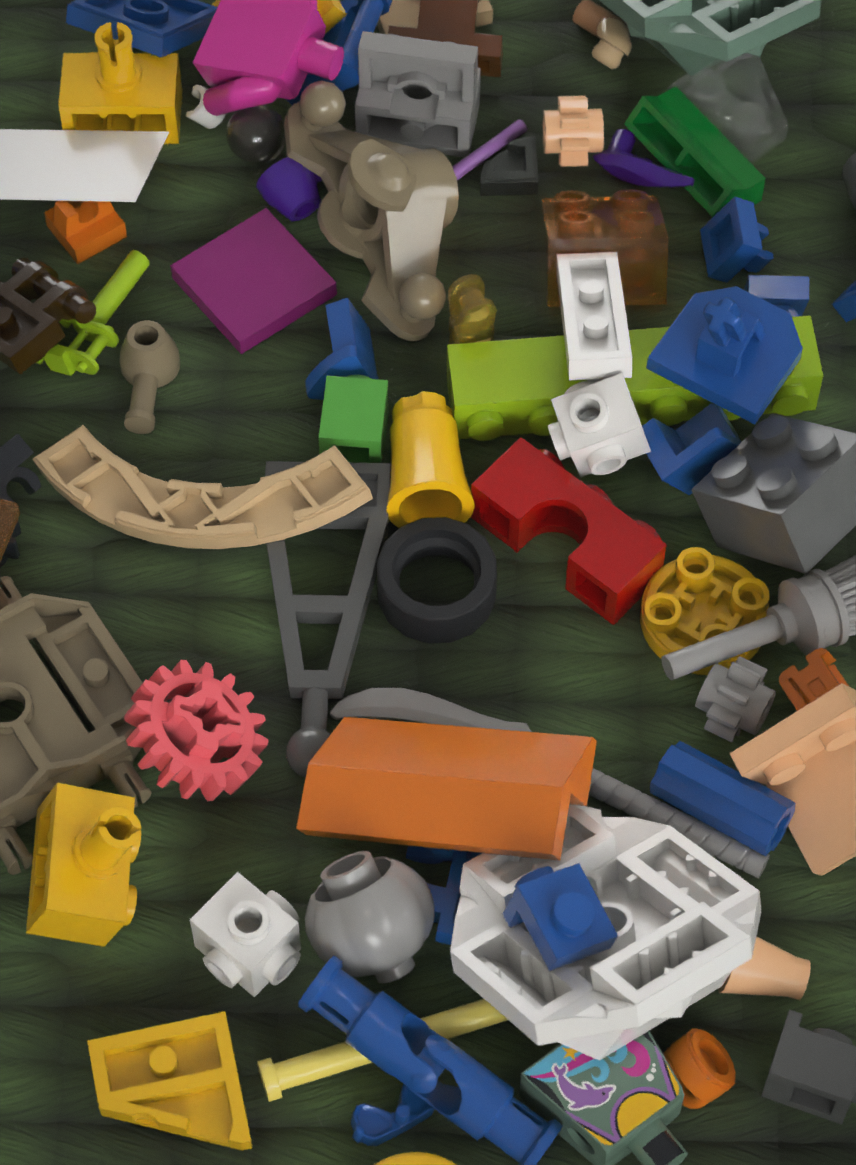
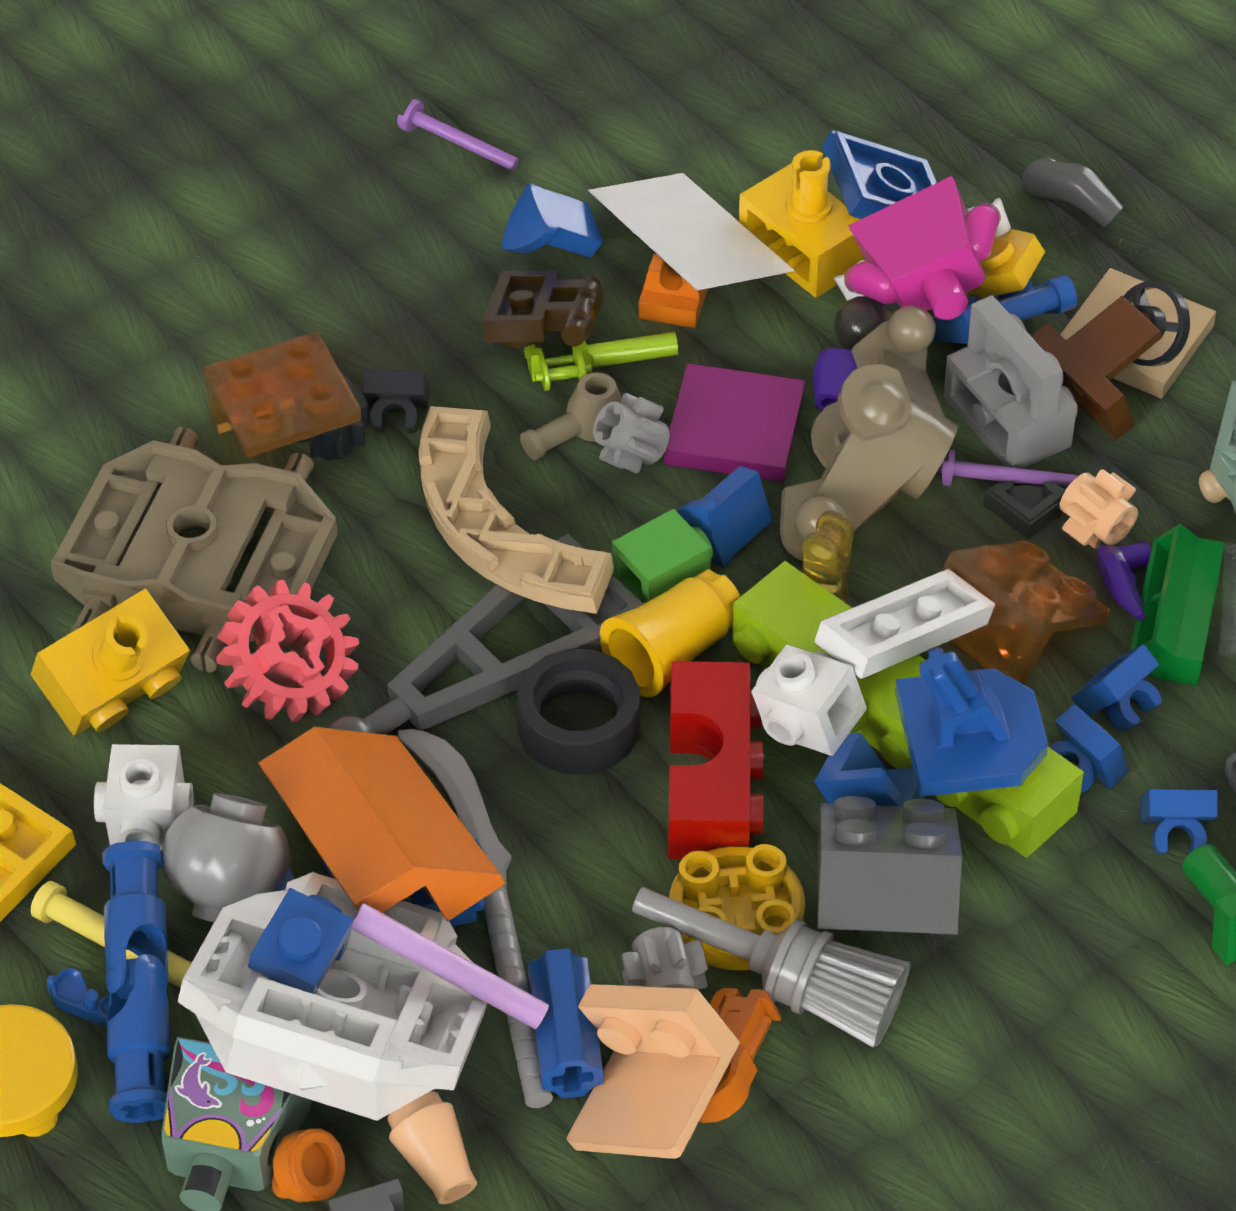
camera: 50 degrees right, 10 degrees down
(206, 334) = (631, 433): none -> light grey gear
(643, 833) = (449, 966): none -> lavender piece

